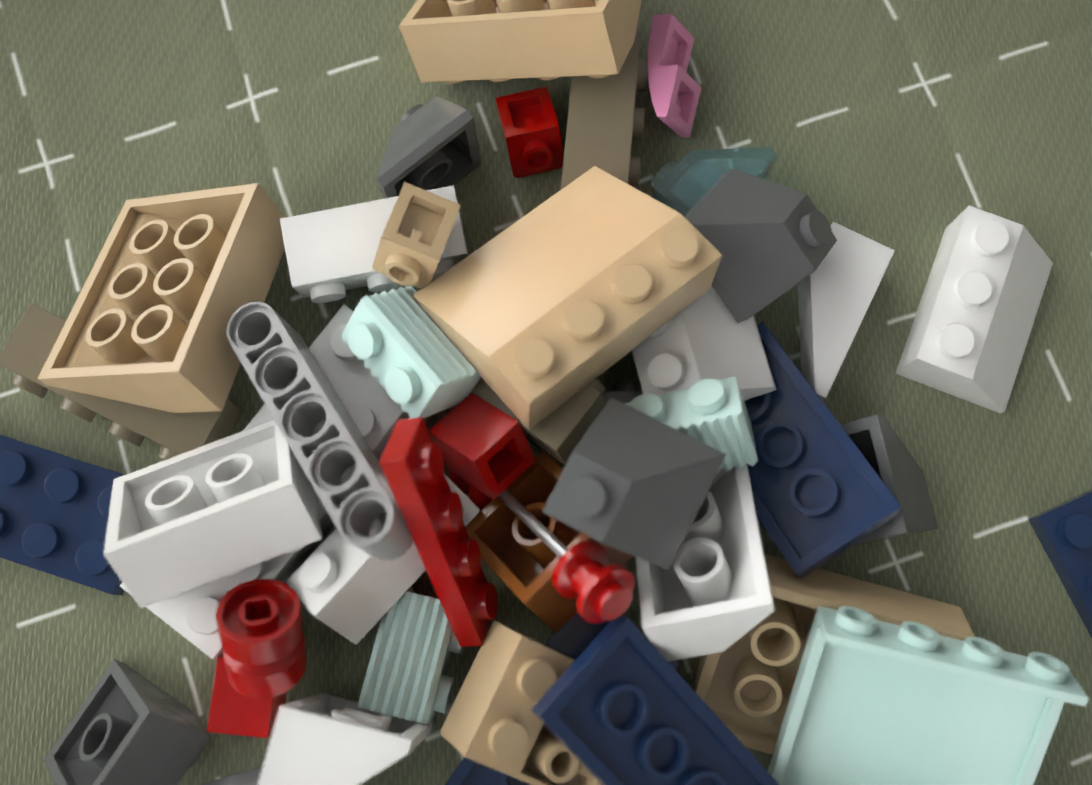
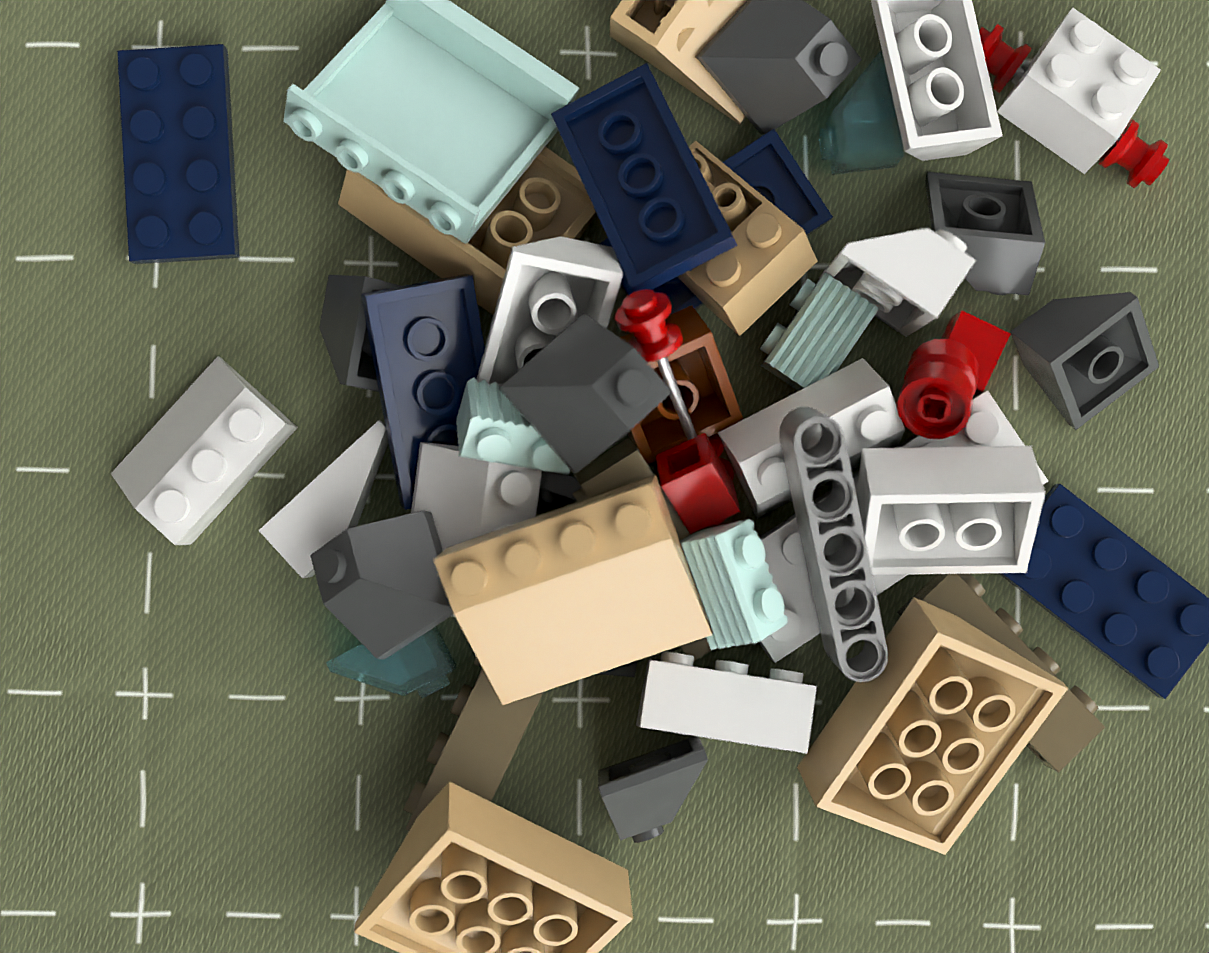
camera: 160 degrees left, 10 degrees up
(415, 236) = (690, 685): tan bracket -> none
(437, 527) = (760, 416): red plate -> none
(530, 132) = (542, 780): red bracket -> none
(670, 86) = (395, 766): bright pink slope -> none

